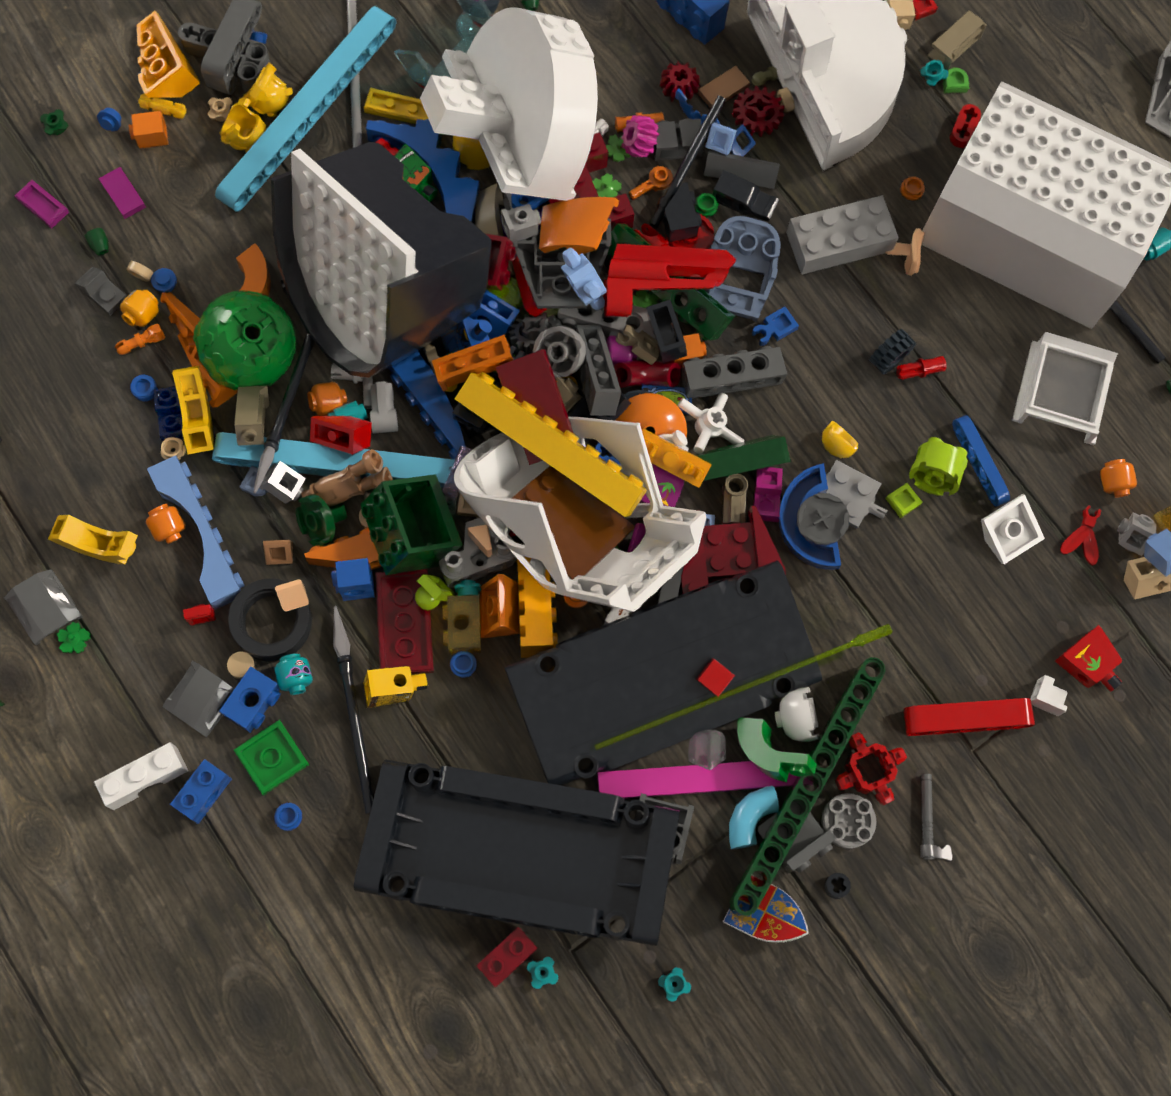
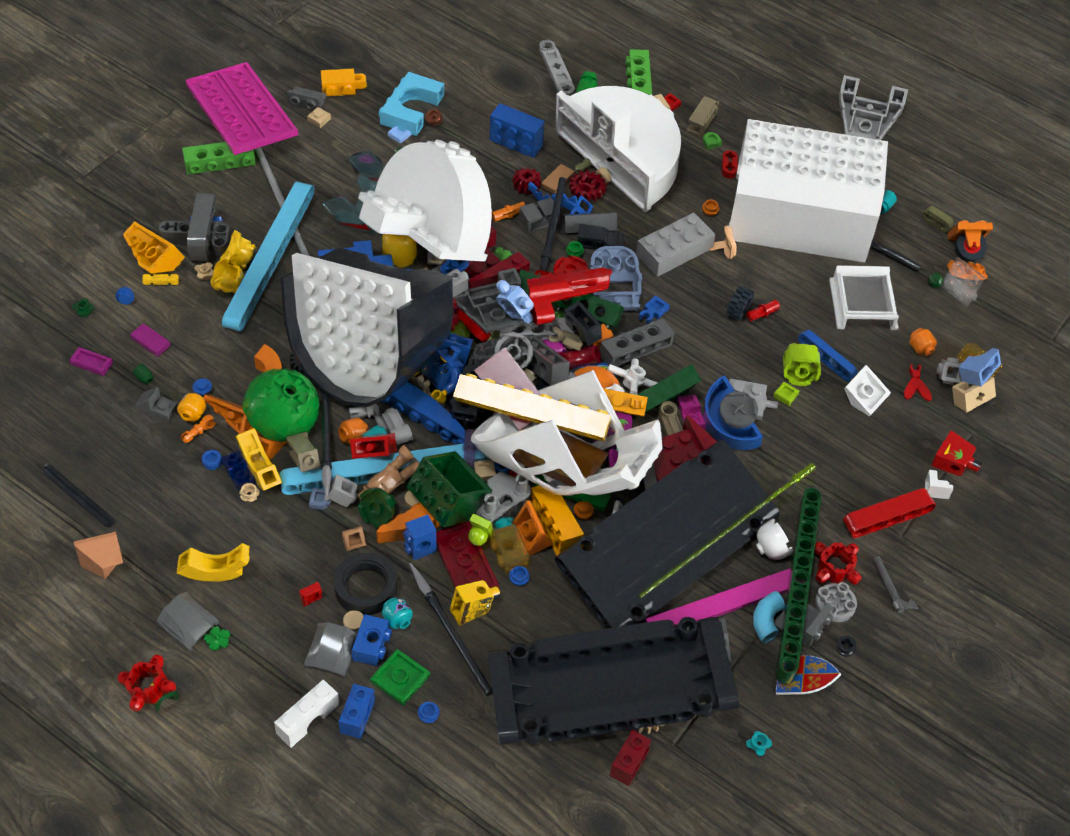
camera: 15 degrees left, 20 degrees down
(139, 271) = (182, 384): tan tile -> none
(149, 129) = (157, 294): orange brick -> none
(165, 523) = (262, 541): orange head -> none
(216, 577) = (262, 516): medium blue arch -> none
(292, 595) = (378, 557): light nougat slope -> none
(394, 106) = (325, 241): yellow tile -> none
(475, 359) = (447, 377): orange container -> none
(481, 537) = (504, 484): light nougat slope -> none
(546, 965) = (656, 767): teal plate -> none
(575, 223) = (490, 271): orange slope -> none
(615, 149) = (501, 231): bright green plant -> none
(640, 136) = (513, 216): dark pink gear -> none
(659, 179) = (535, 242): orange plate -> none
(680, 216) = (562, 257): black slope -> none
(707, 748) = (717, 579): clear brick -> none
(715, 677) = (706, 526): red tile -> none
(720, 138) = (570, 204): light blue tile -> none
(755, 741) = (765, 571): green arch -> none
(838, 441) = (726, 367): yellow hair -> none
(934, 66) = (695, 138): teal plate -> none

